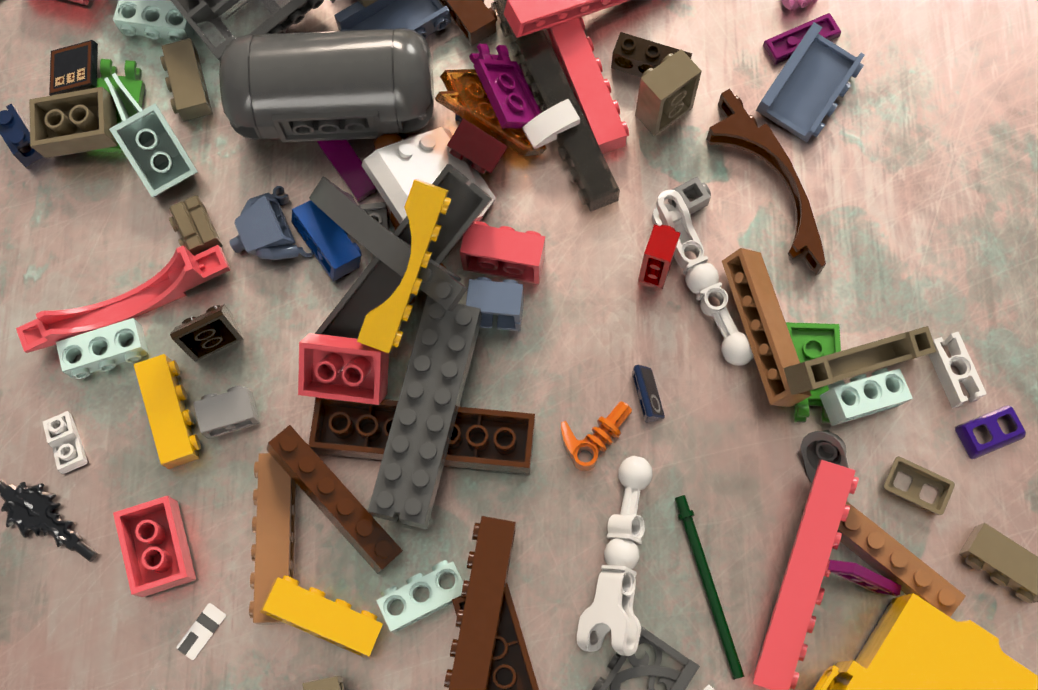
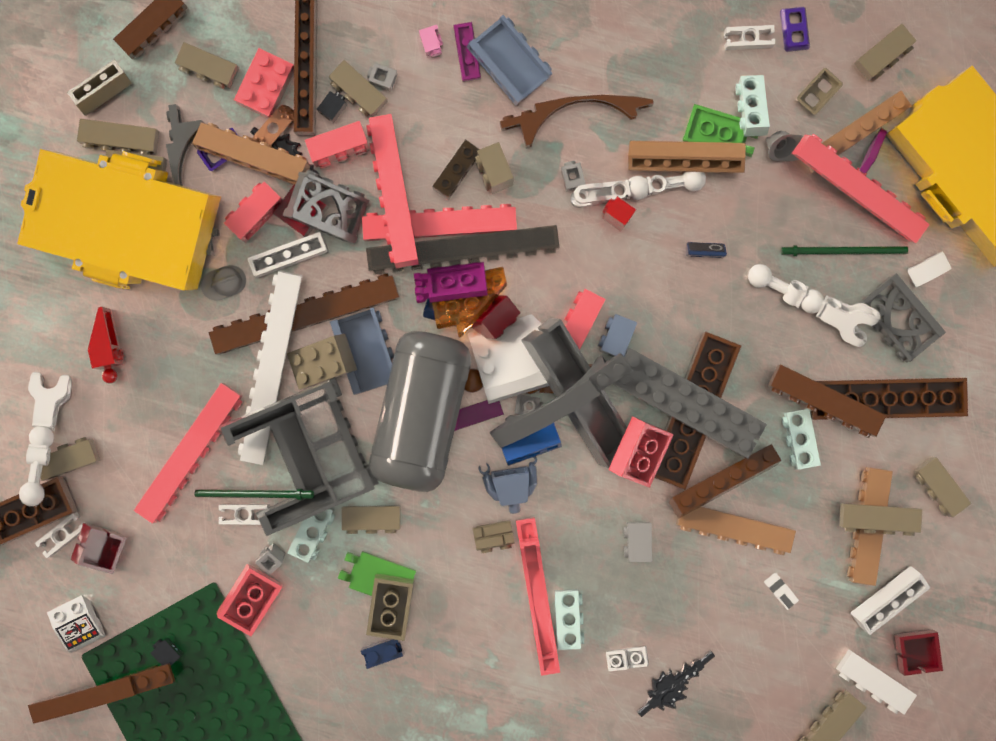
camera: 80 degrees left, 15 degrees up
(73, 68) = (336, 601): black tile -> none
(150, 144) = (425, 553): light aqua slope -> none
(154, 546) = (721, 608): coral brick -> none
(167, 411) = (626, 583): yellow brick -> none
(207, 332) = (578, 543): dark brown slope -> none
(321, 616) = (800, 507): yellow brick -> none
(423, 211) = (626, 415): yellow arch -> none
(551, 122) = (492, 258): white slope -> none
(601, 436) = (729, 293): orange piece -> none
(859, 360) = (737, 135): dark tan arch -> none

